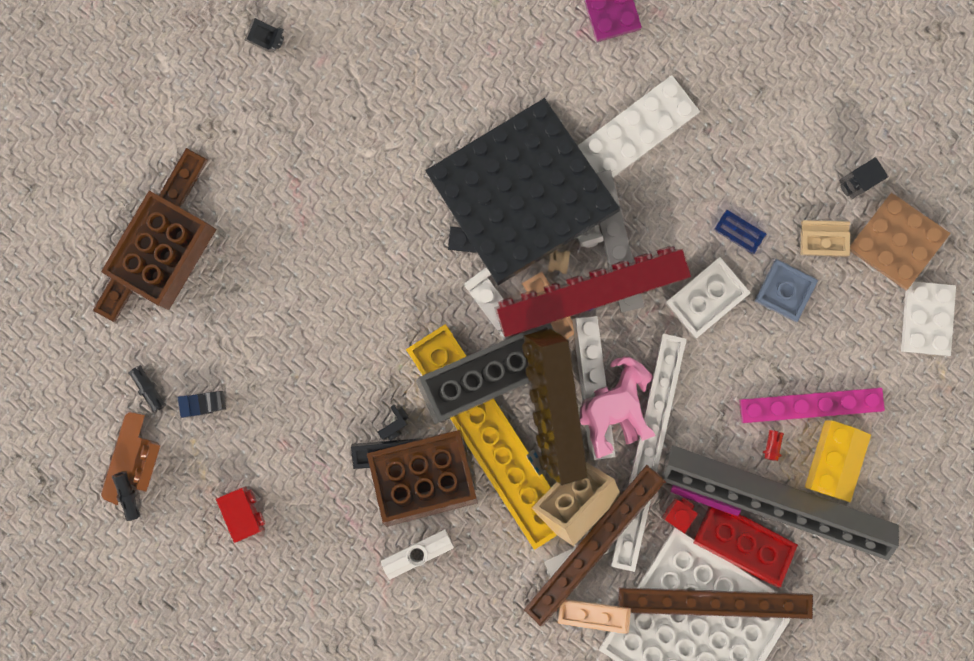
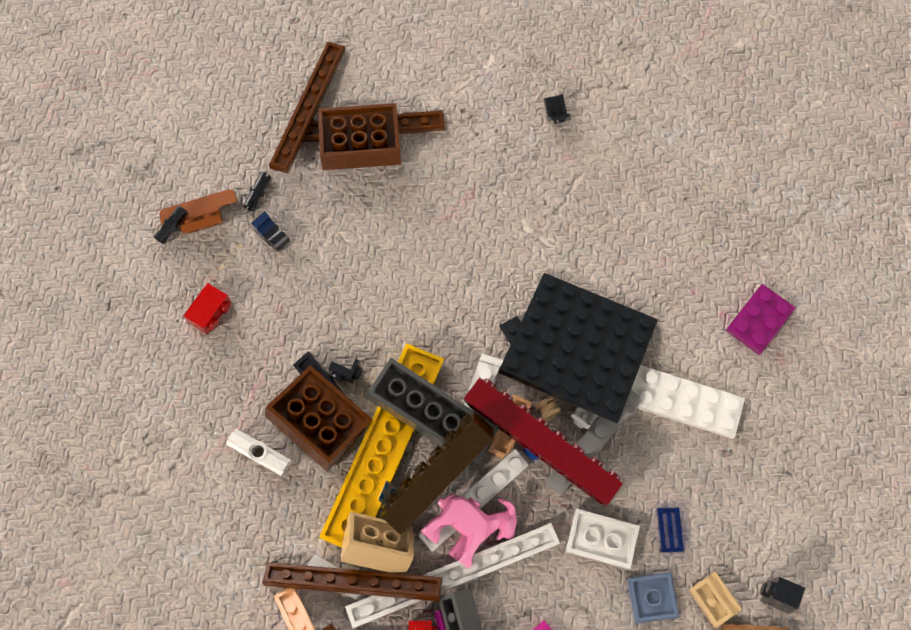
camera: 50 degrees right, 15 degrees down
(88, 279) = (307, 108): none -> reddish brown tile

